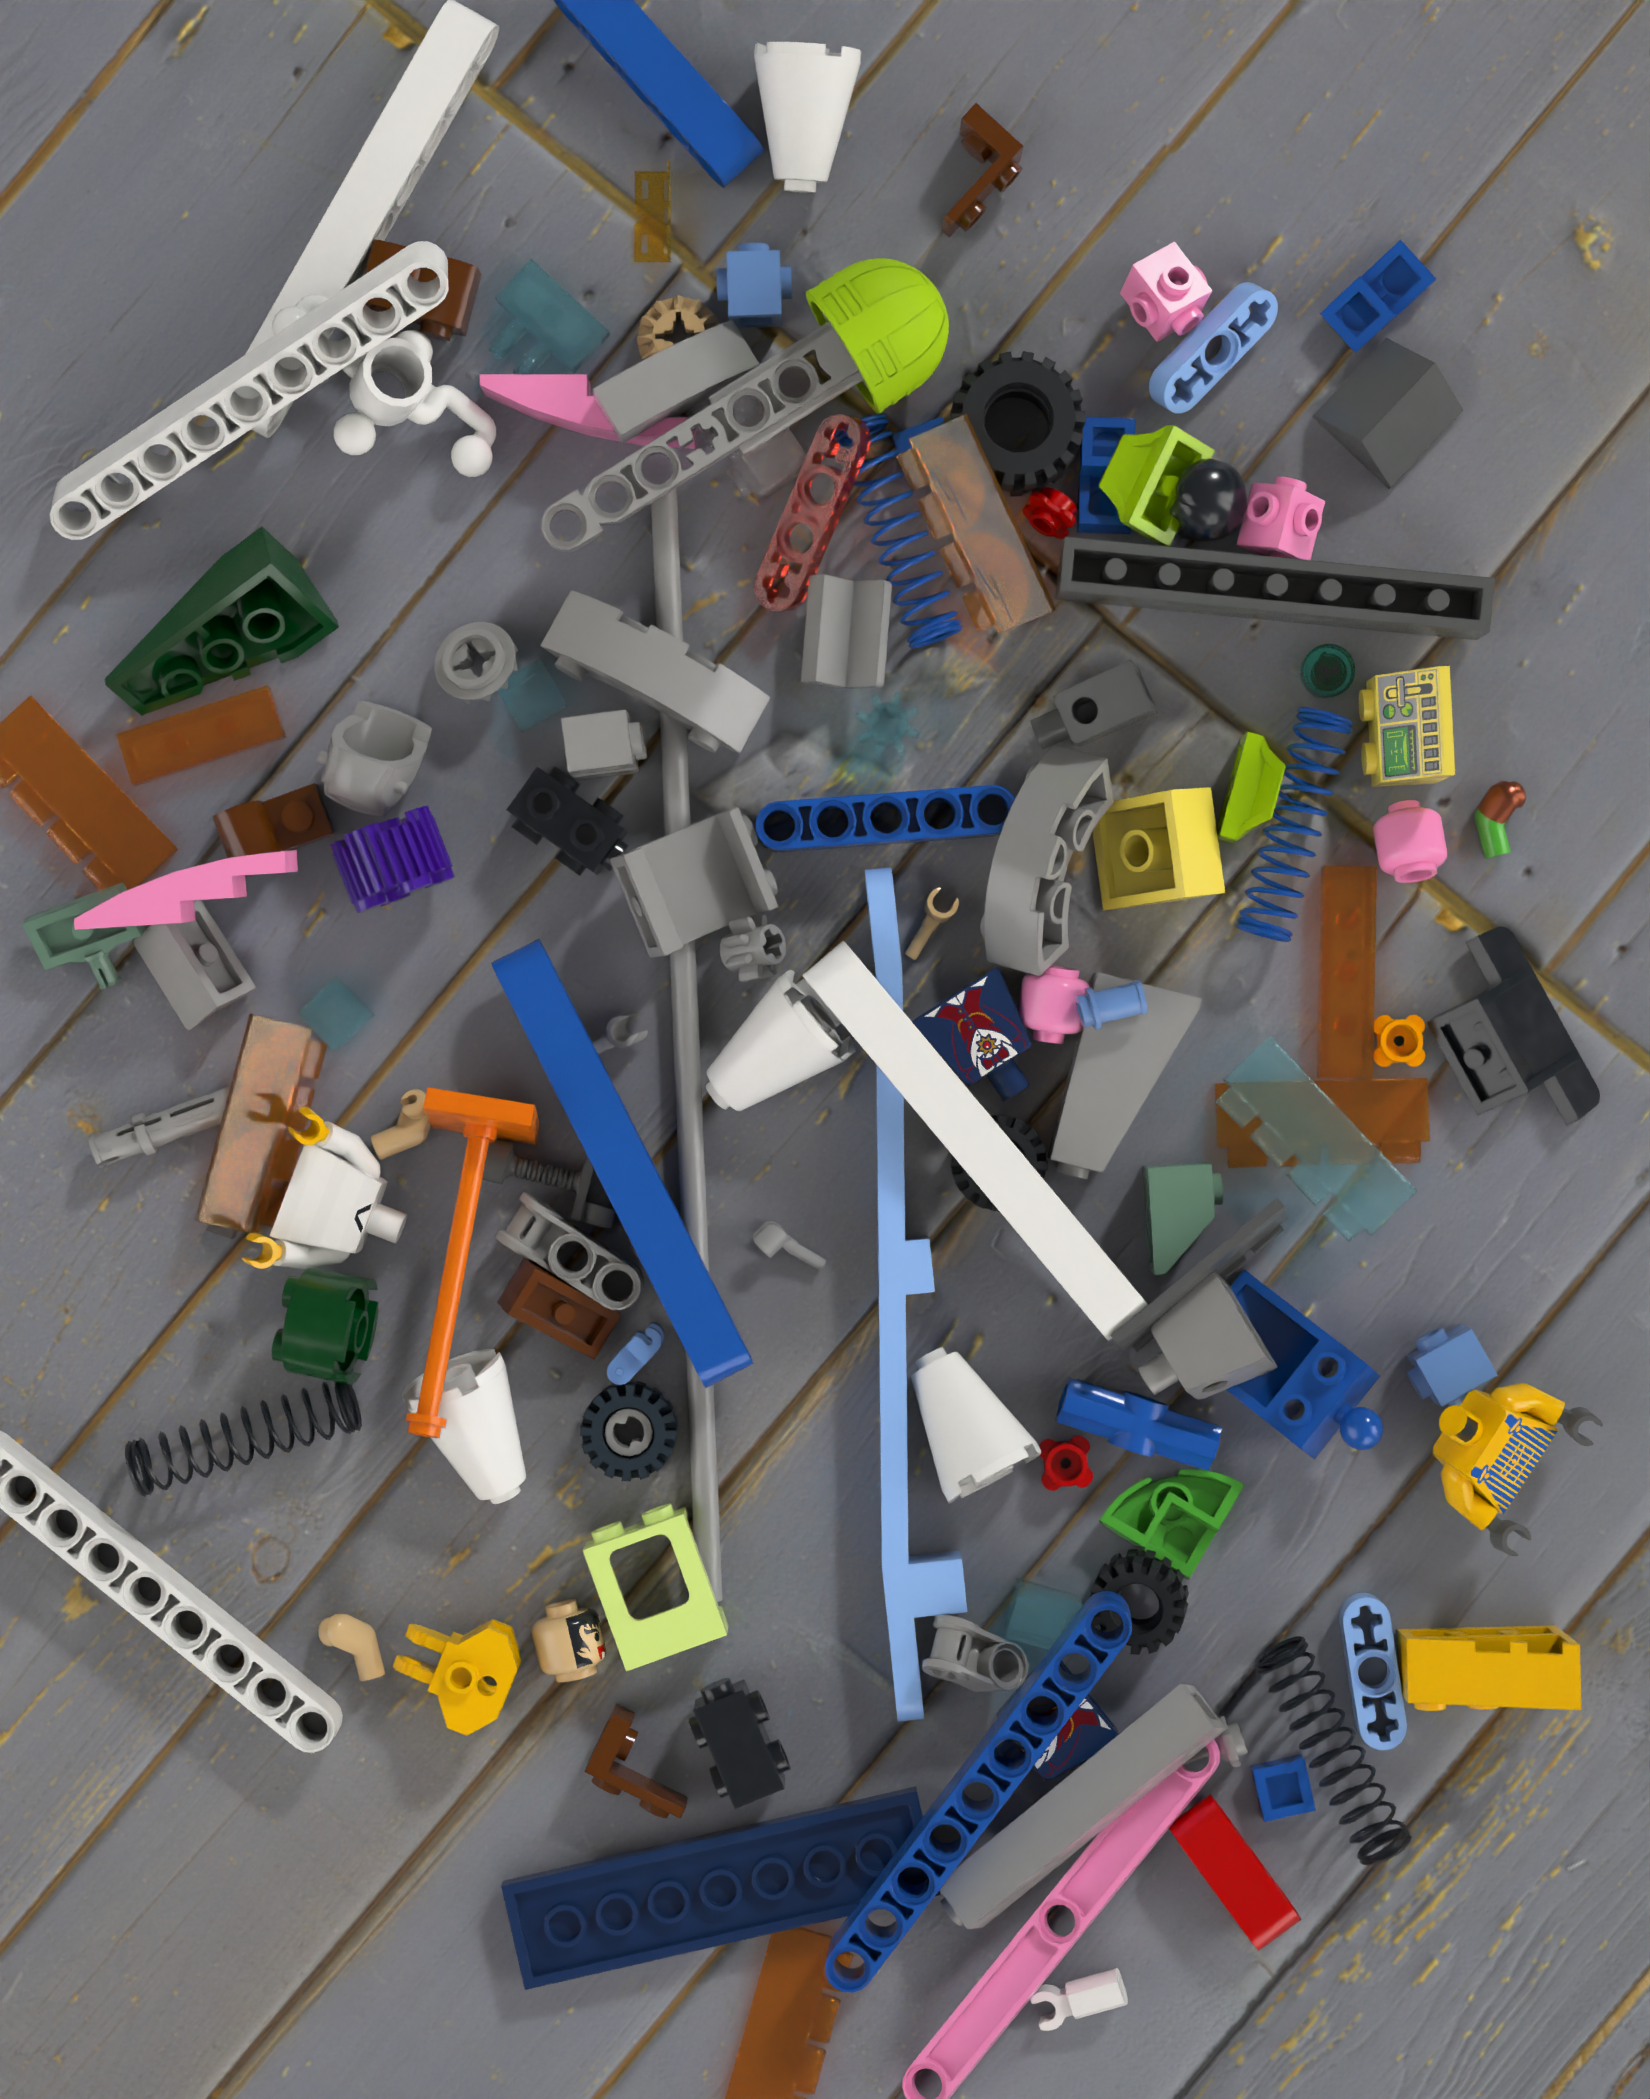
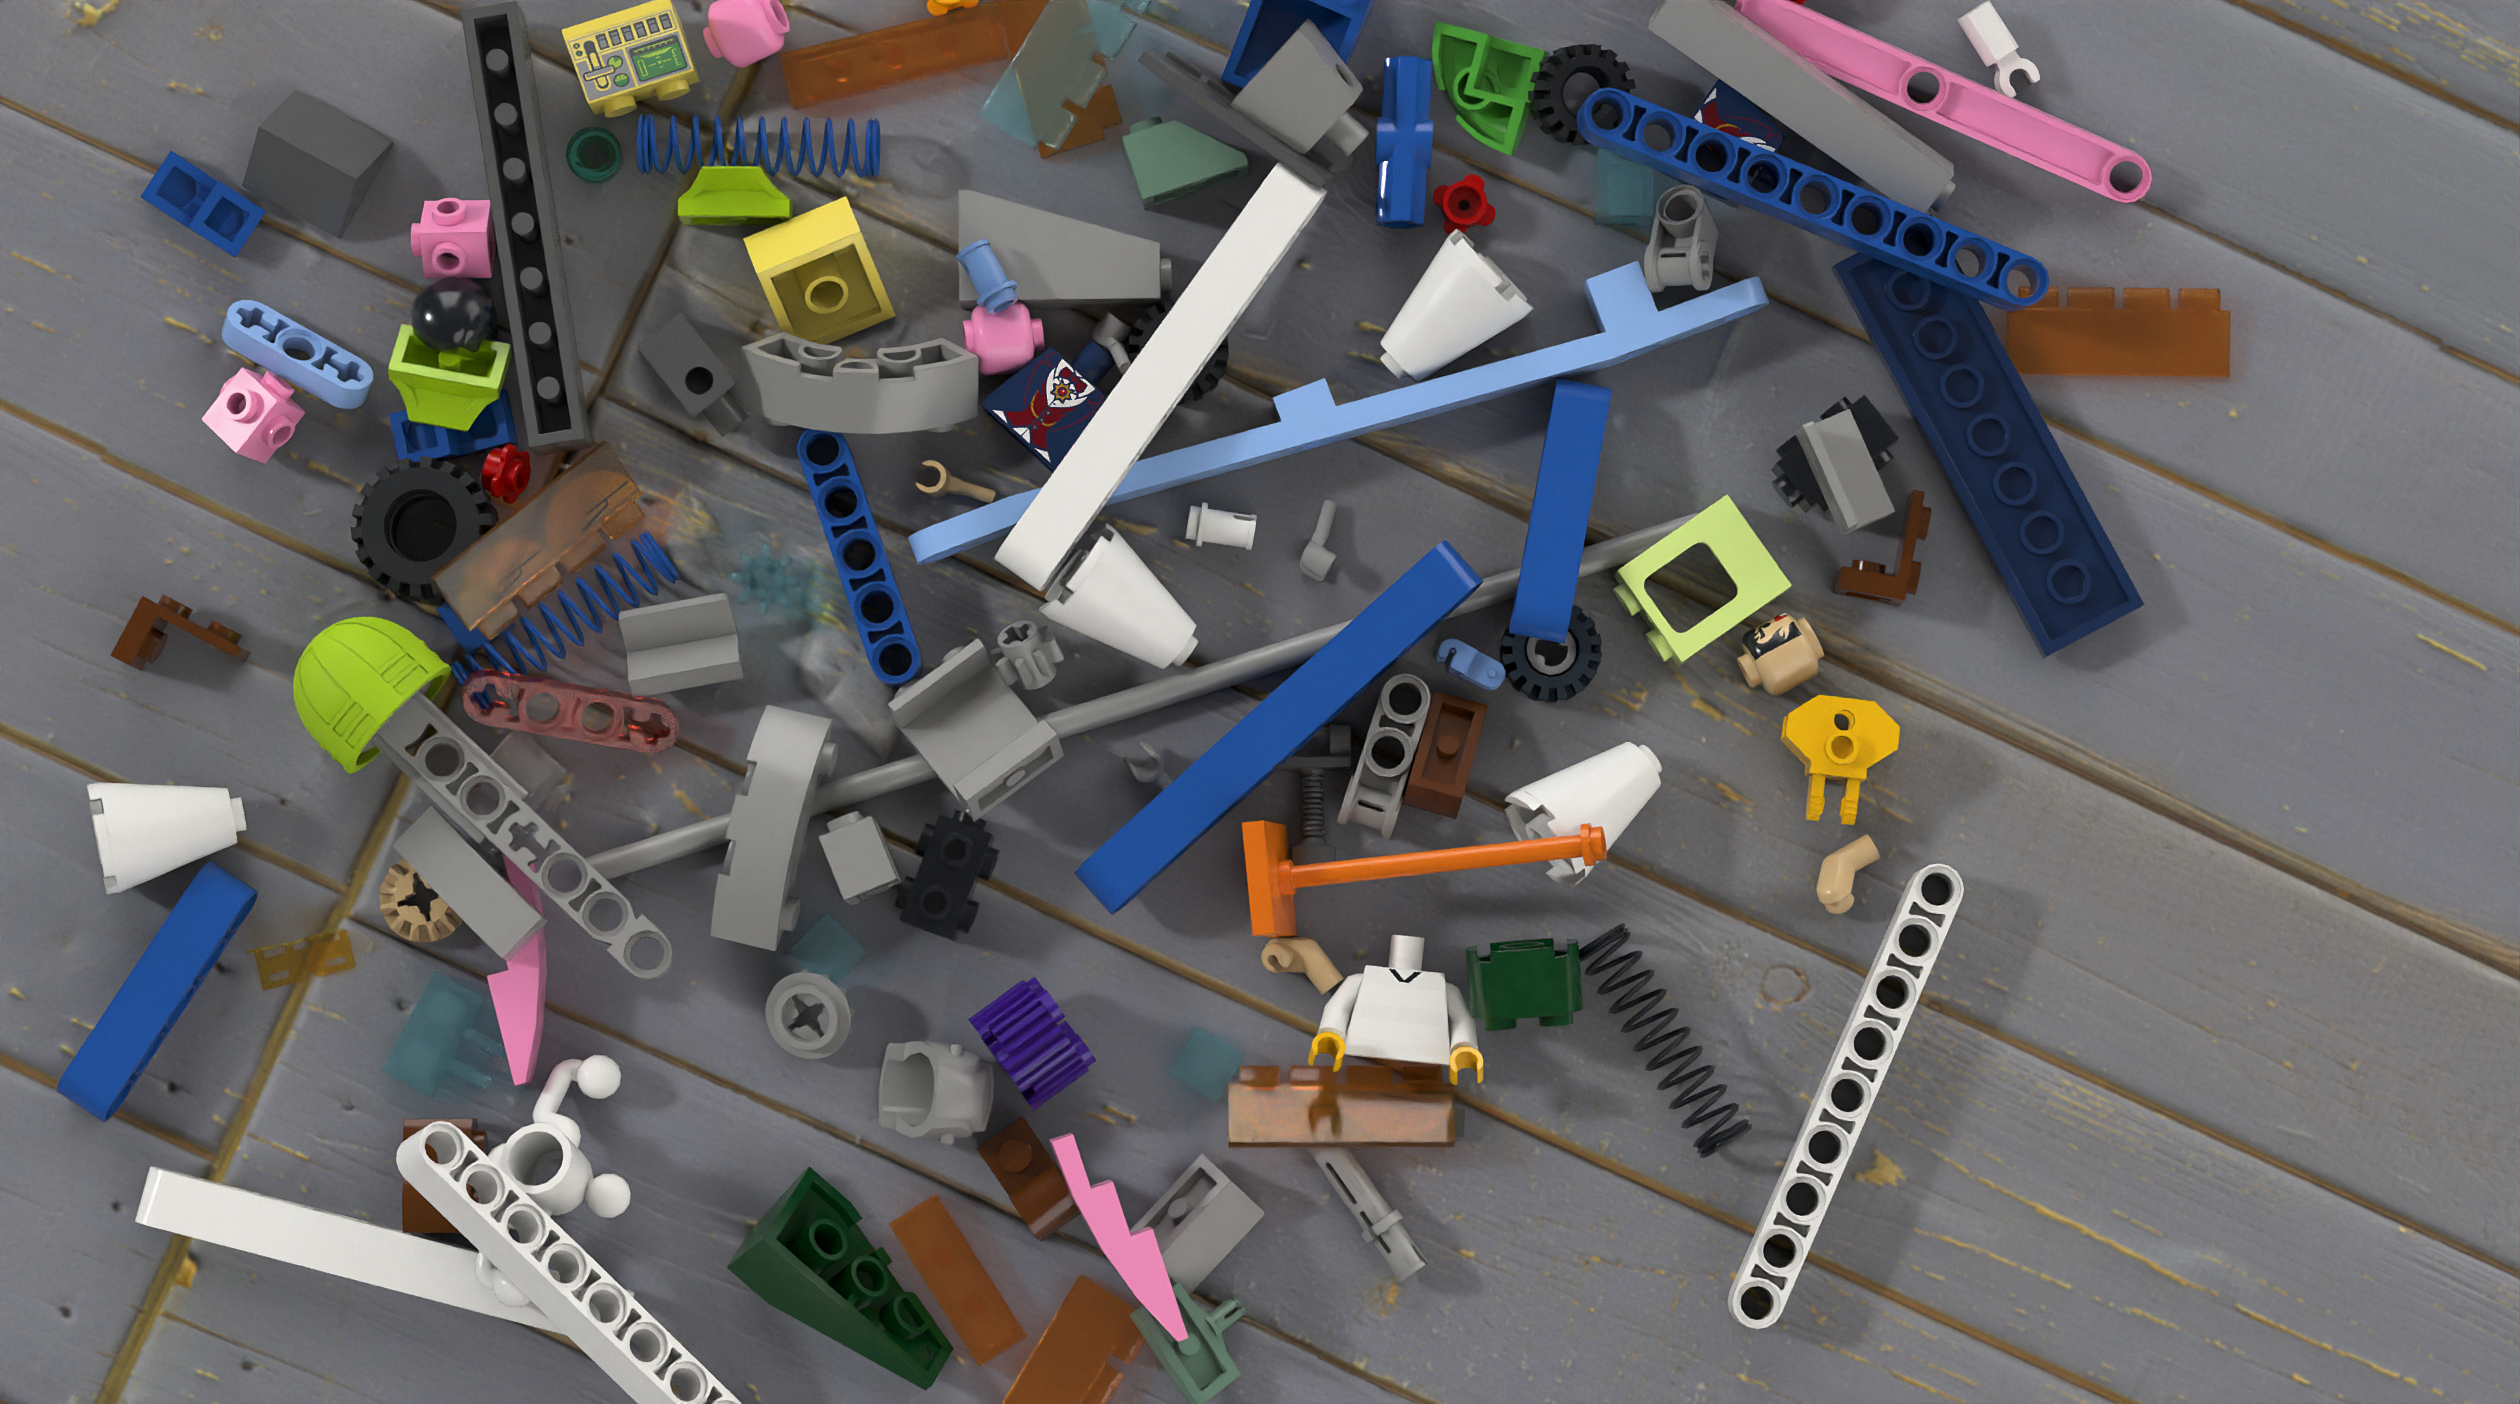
camera: 105 degrees left, 5 degrees down
(714, 1751) = (1845, 471): none -> light grey panel
(752, 1476) = (1560, 511): none -> blue beam
(754, 285) = (351, 833): medium blue brick -> none
(825, 1158) = (1220, 527): none -> white pin
(1030, 1105) = (1112, 335): none -> light grey hand

